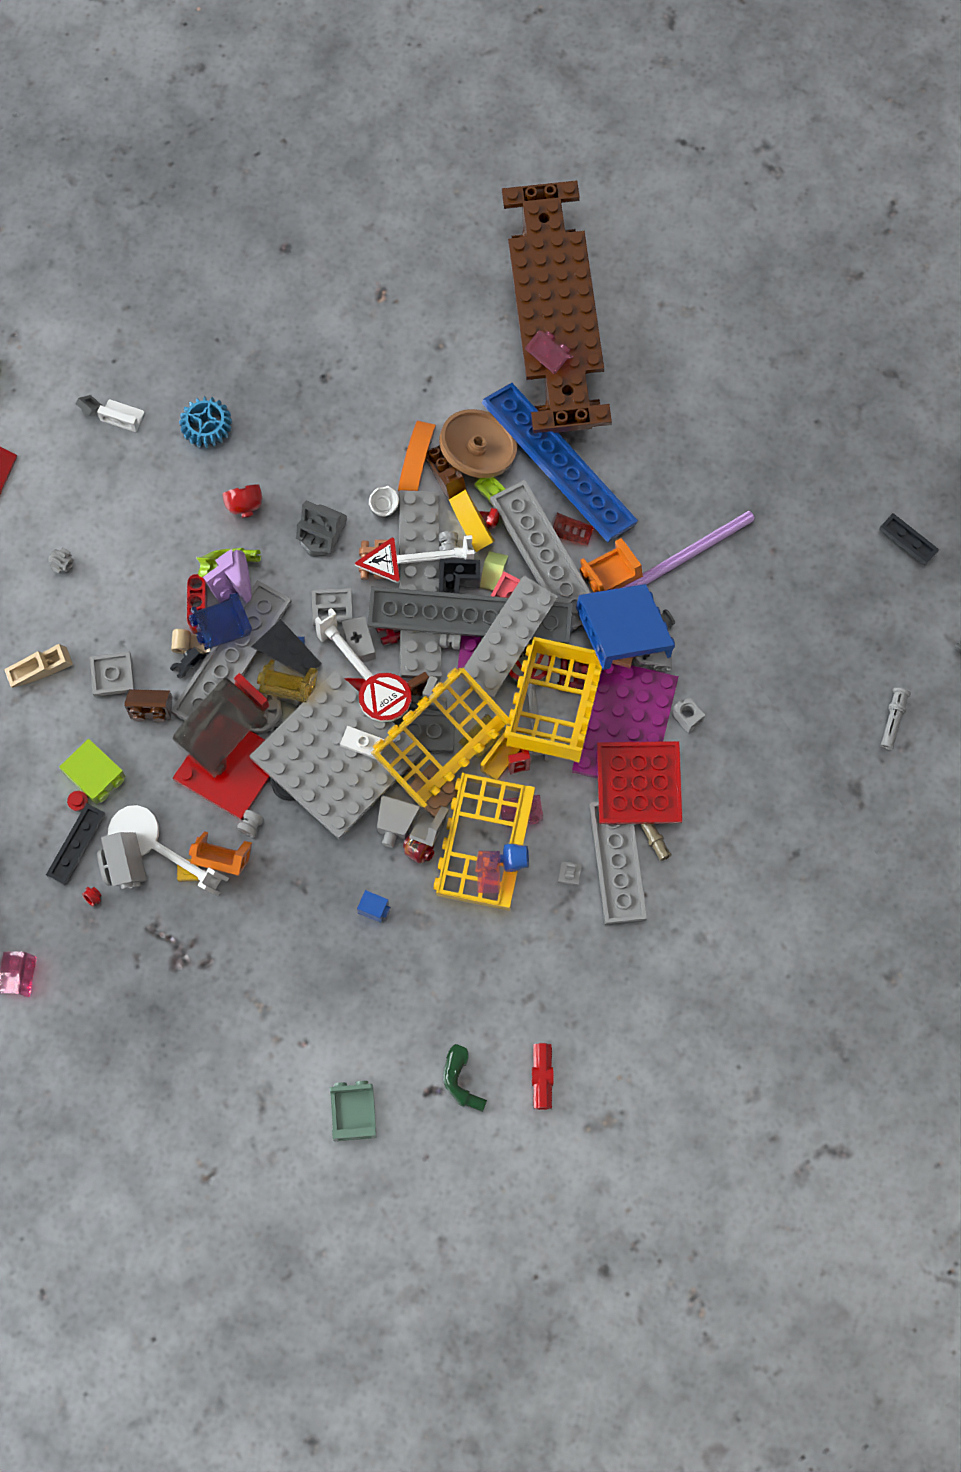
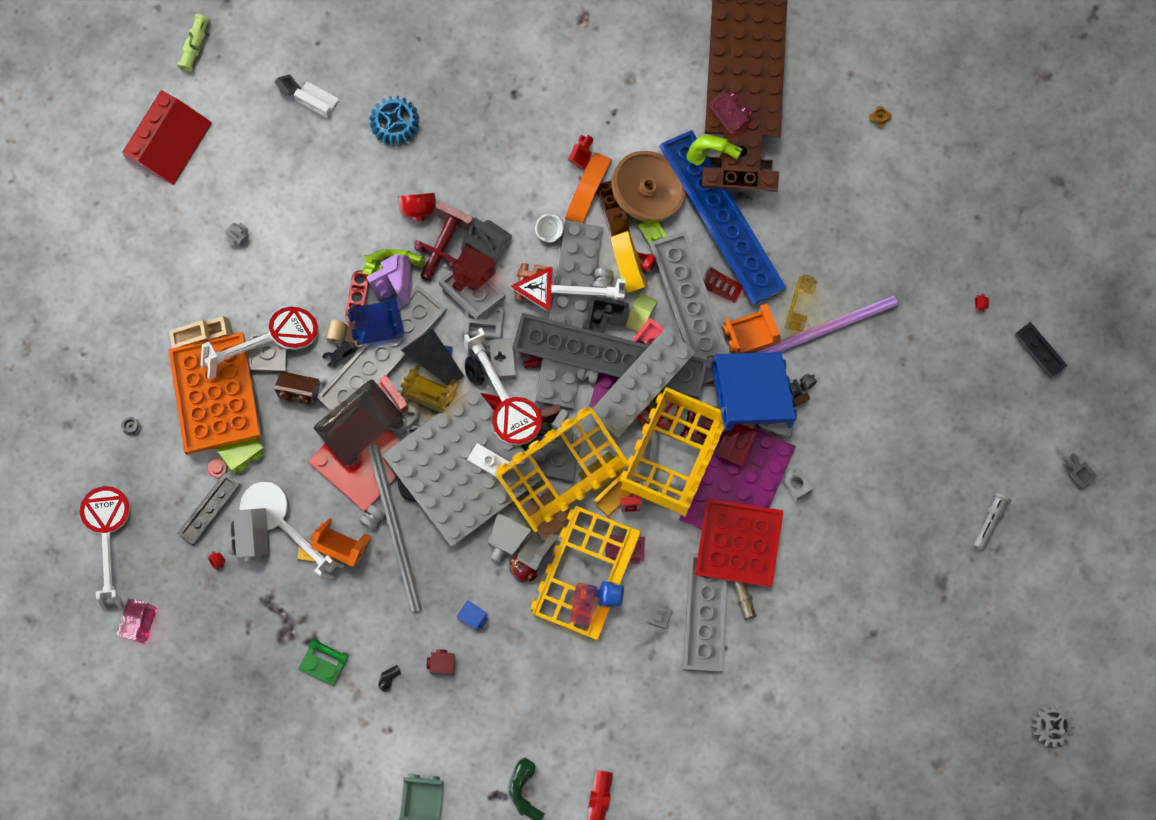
camera: 10 degrees right, 5 degrees up
(62, 723) = (216, 409): none -> orange plate
(128, 645) = (288, 328): none -> white piece
(220, 989) = (321, 668): none -> green plate
(275, 831) = (394, 528): none -> light grey axle
(284, 508) = (454, 220): none -> dark red piece
(293, 987) = (386, 678): none -> arm
(312, 554) = (472, 270): none -> clear red torso
(314, 575) = (475, 302): none -> light grey plate
(331, 655) = (474, 370): none -> black gear
(349, 961) = (441, 662): none -> dark red brick
(402, 423) = (580, 153): none -> red plate
(523, 396) = (699, 148): none -> lime piece
(617, 683) = (736, 444): none -> dark red plate
(655, 549) = (794, 320): none -> clear yellow panel
(675, 628) = (801, 399): none -> reddish brown tile
(678, 610) = (808, 381): none -> dark grey plate
(700, 334) = (885, 116): none -> pearl gold plate
(839, 503) = (981, 303): none -> red plate

